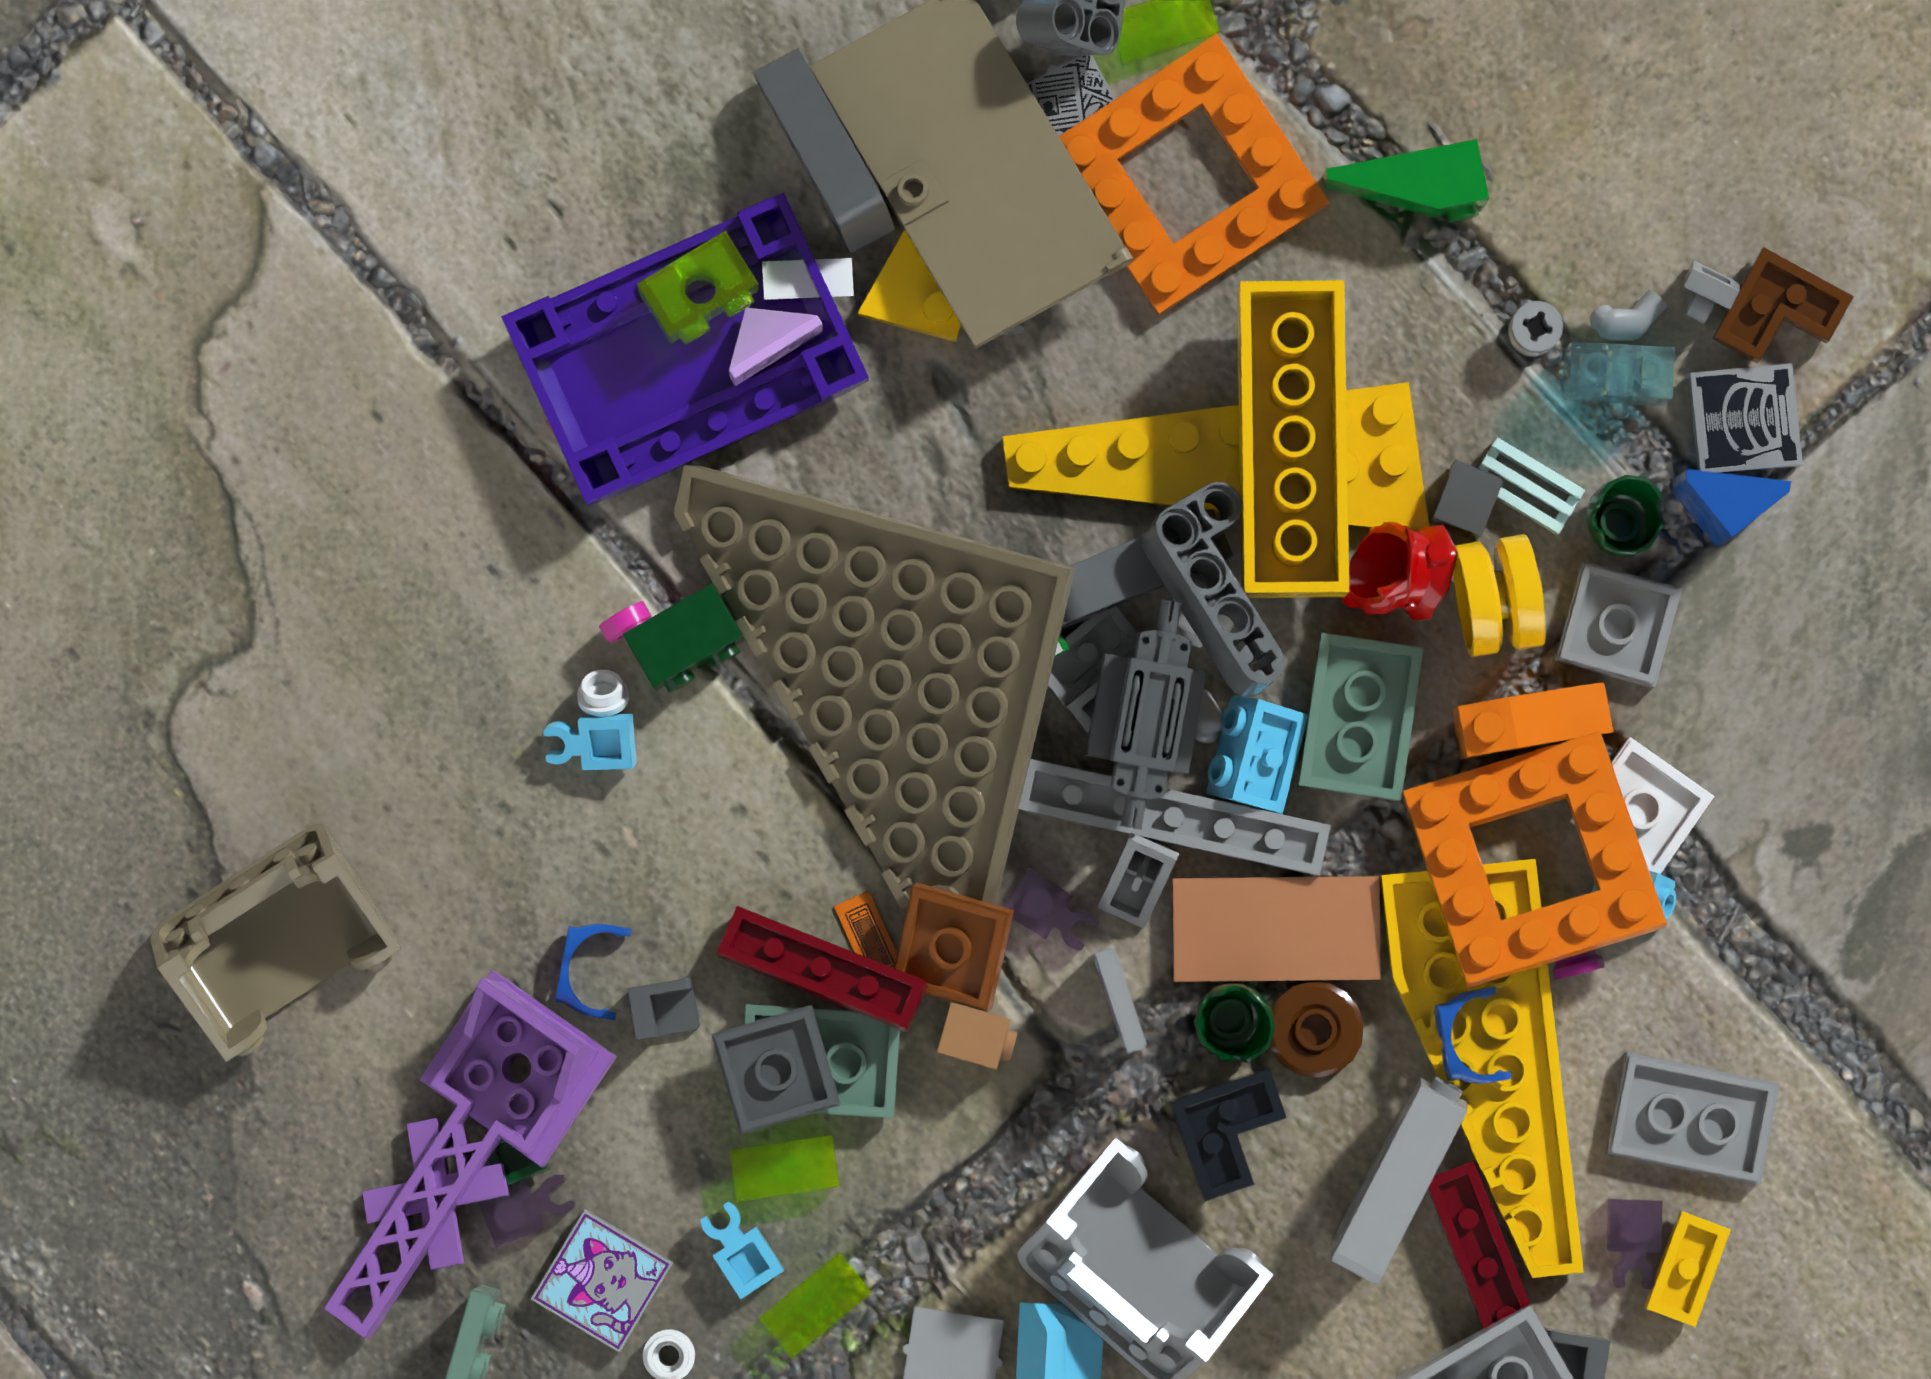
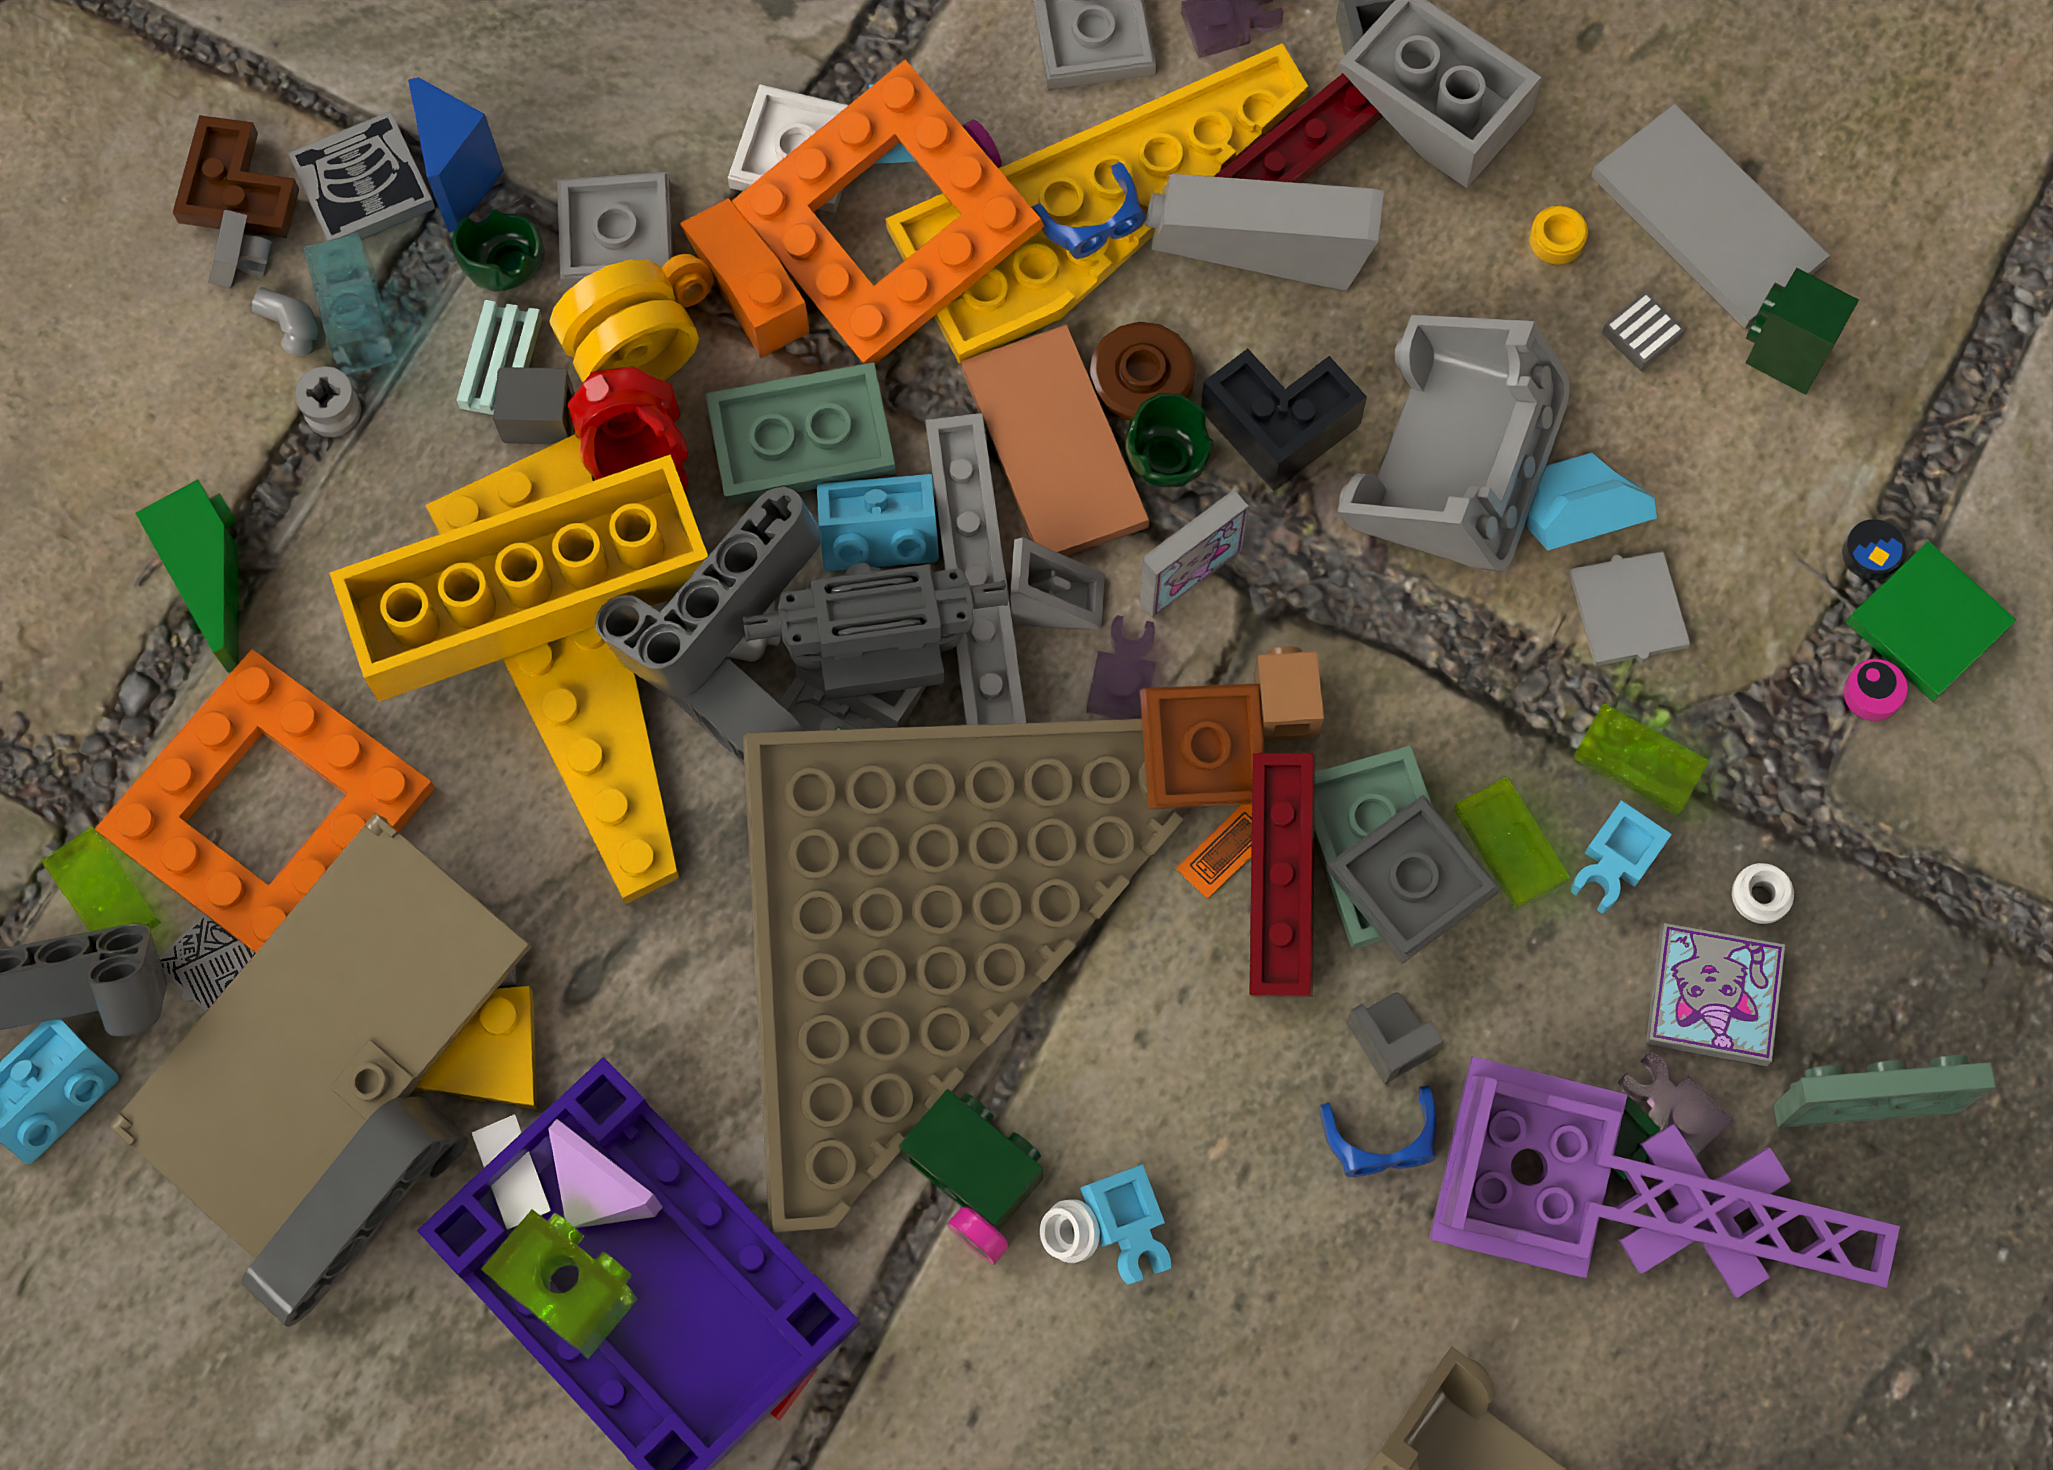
camera: 110 degrees left, 15 degrees down
(1540, 667) = (689, 278): none -> light orange plate

